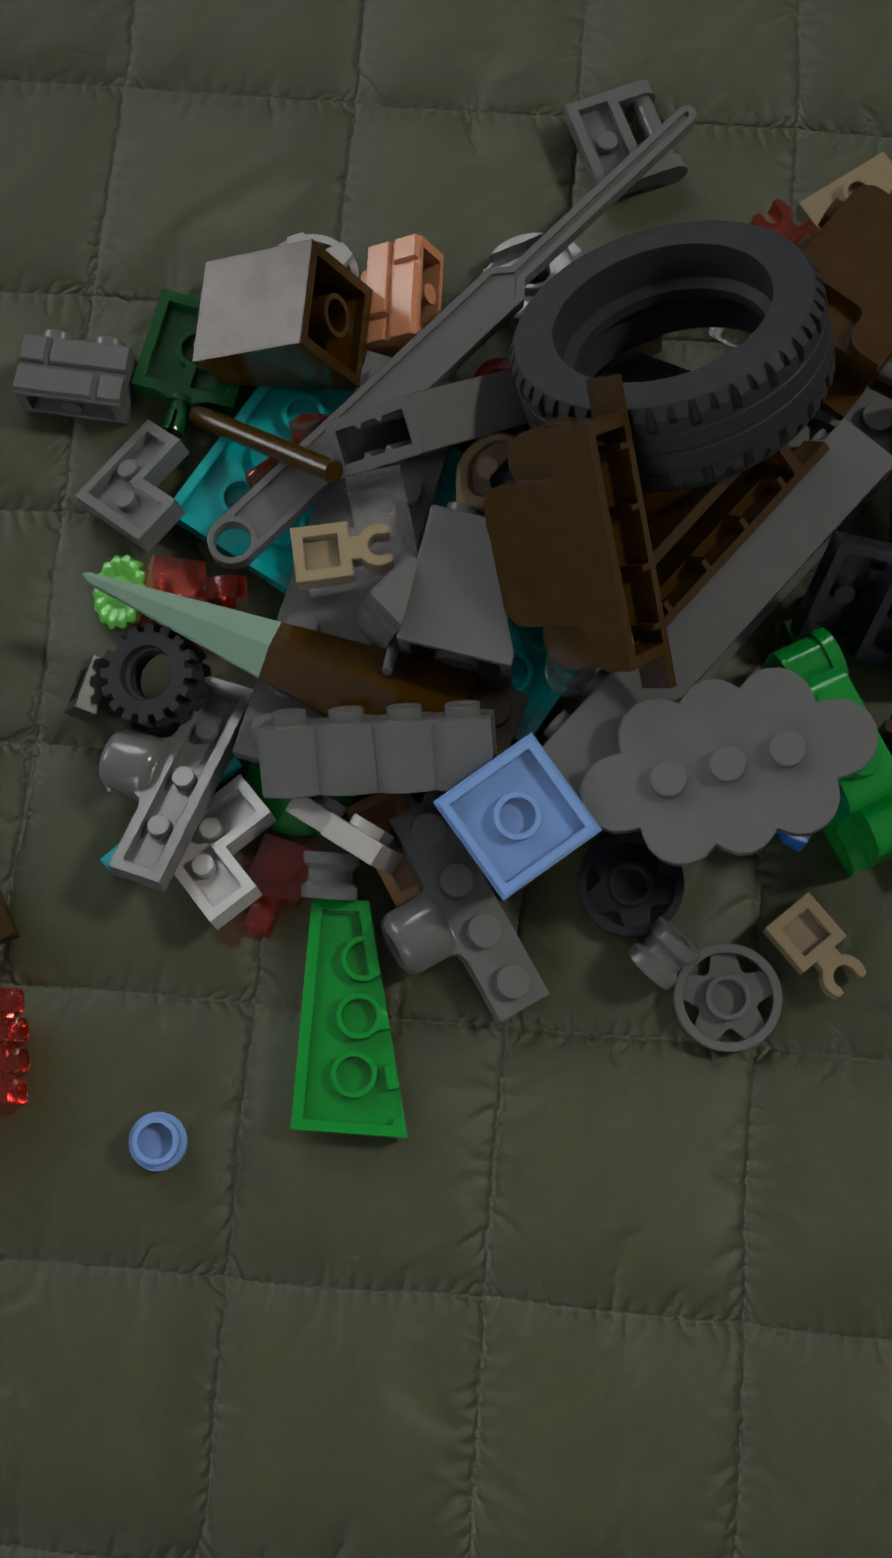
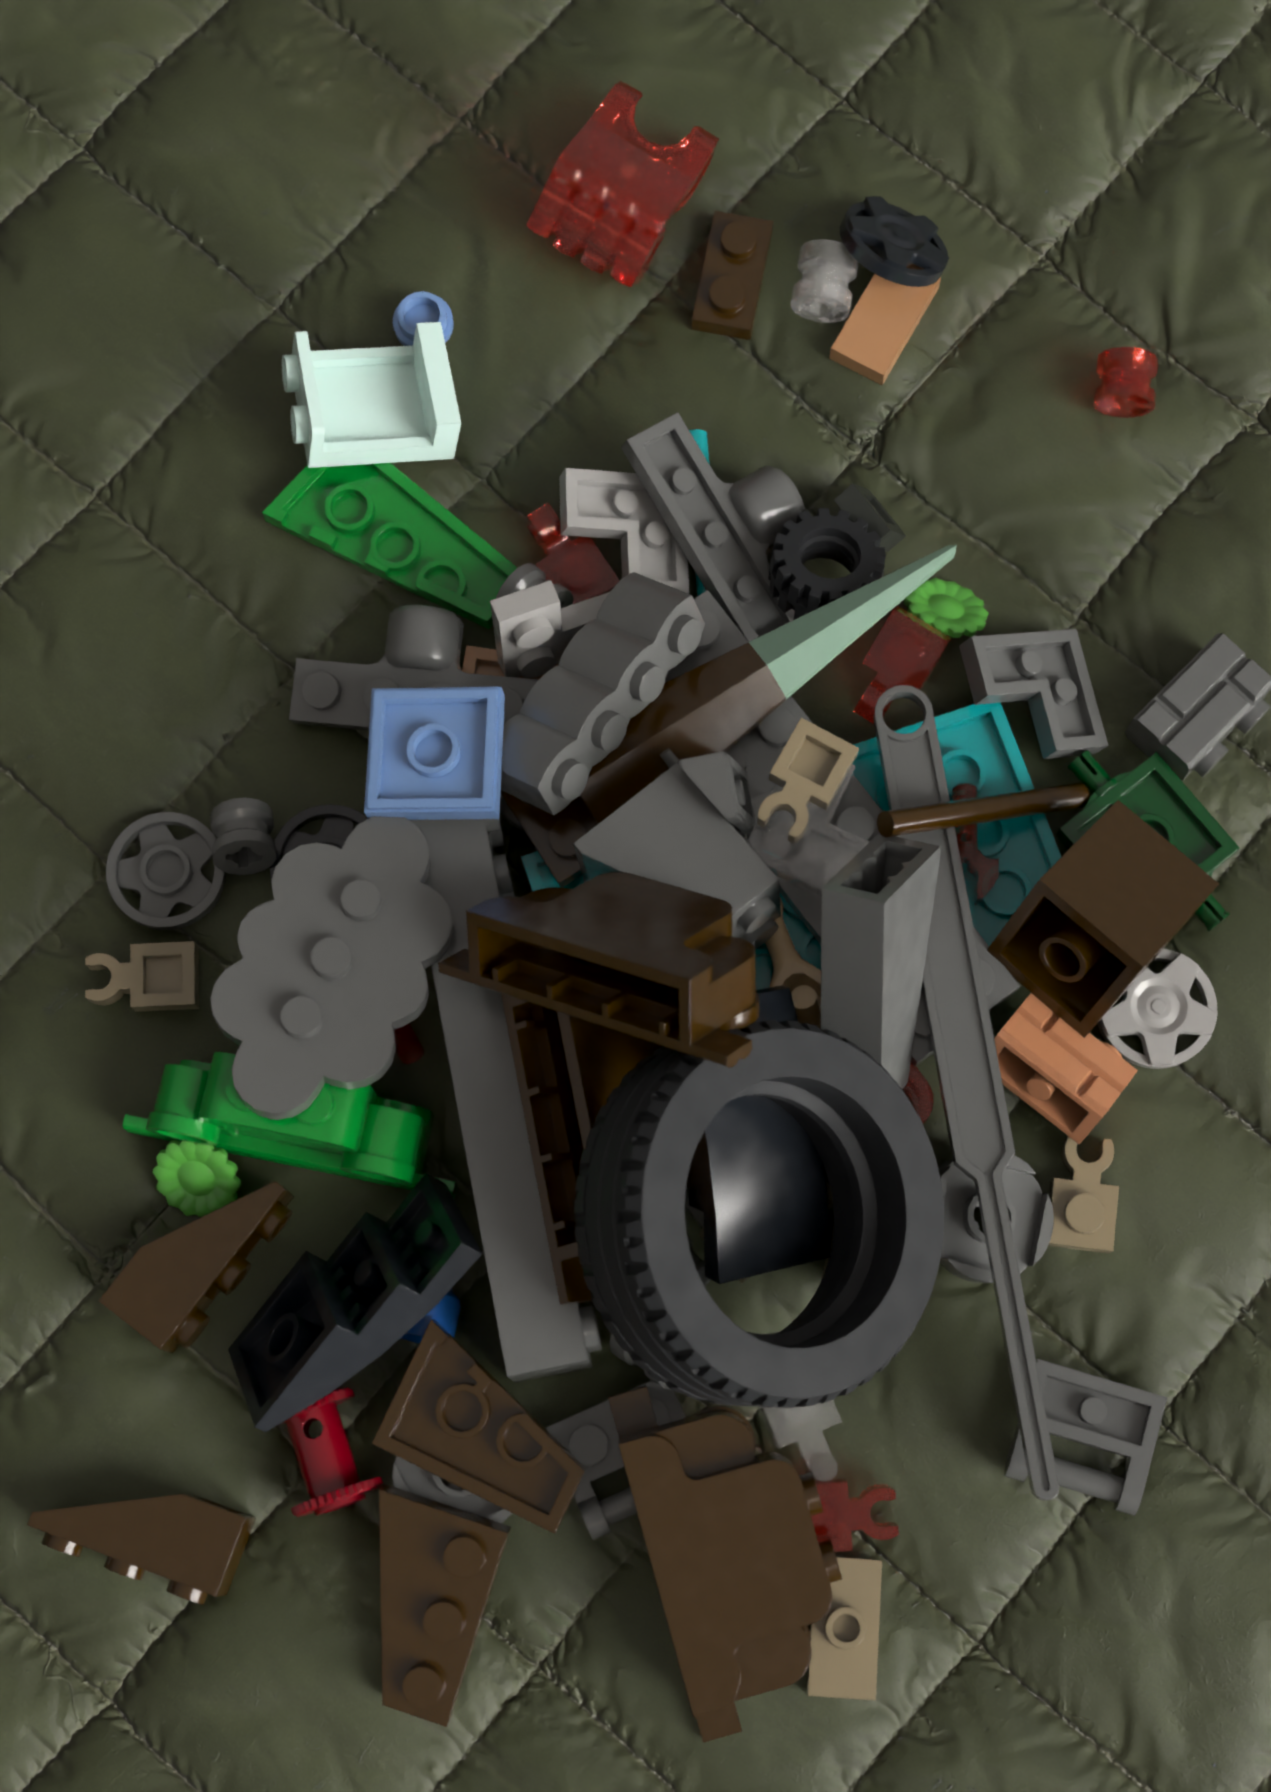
camera: 125 degrees right, 0 degrees up
(254, 1117) = (373, 401): none -> light aqua panel
(474, 238) = (1082, 1206): none -> dark tan plate

